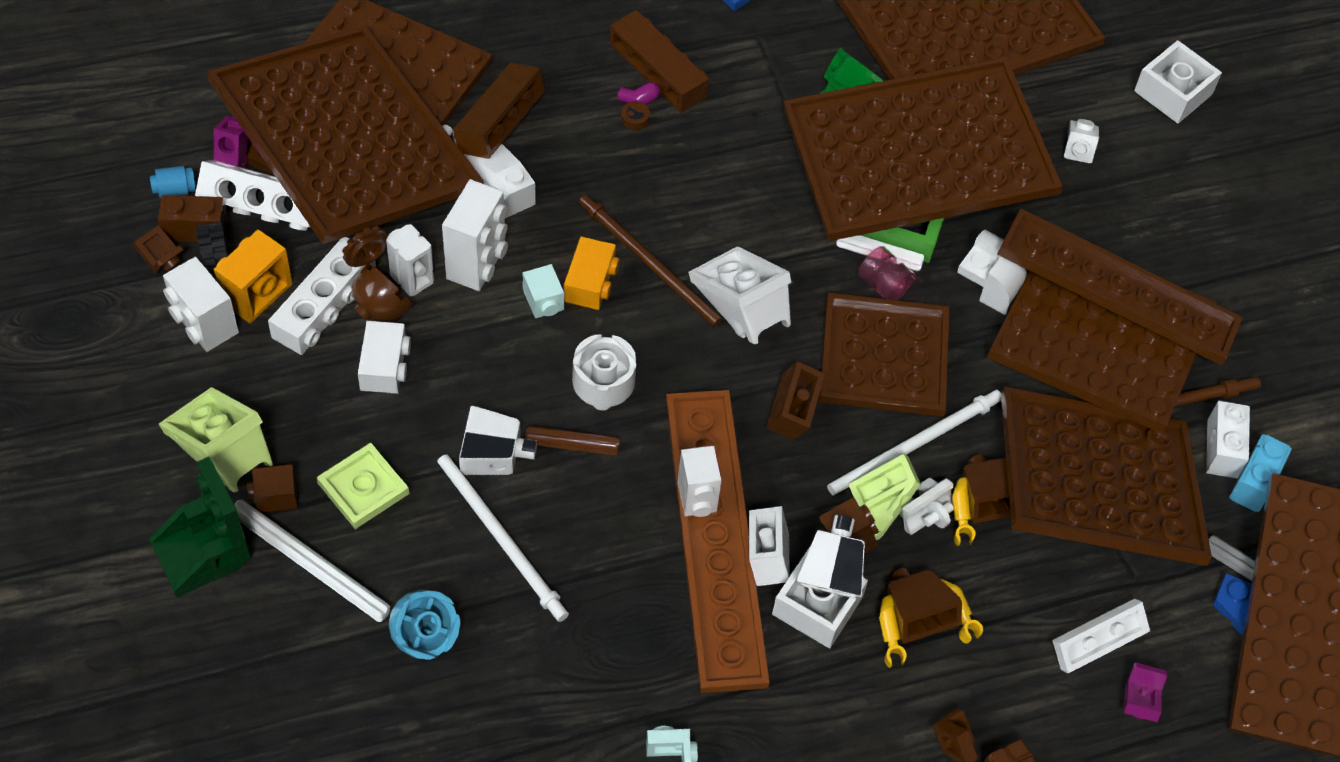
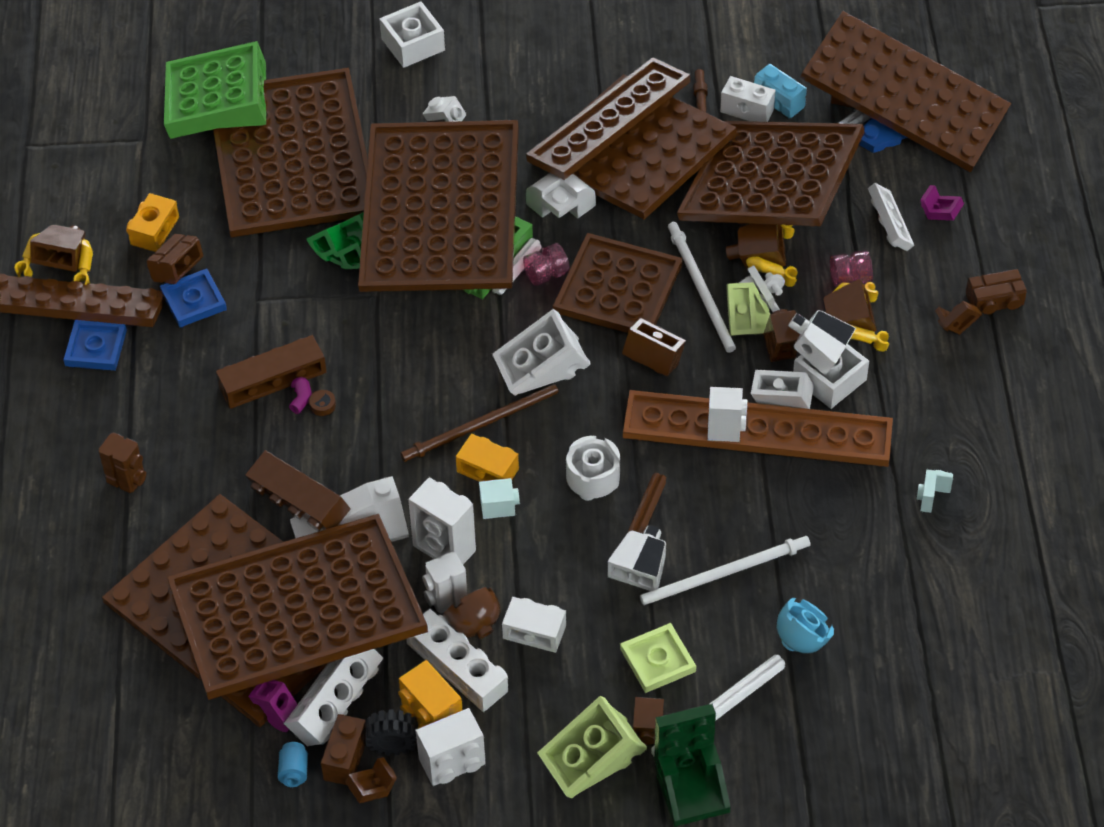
camera: 70 degrees left, 5 degrees down
(365, 247) = (437, 602): reddish brown gear -> none
(996, 603) = (849, 269): none -> clear pink wheel

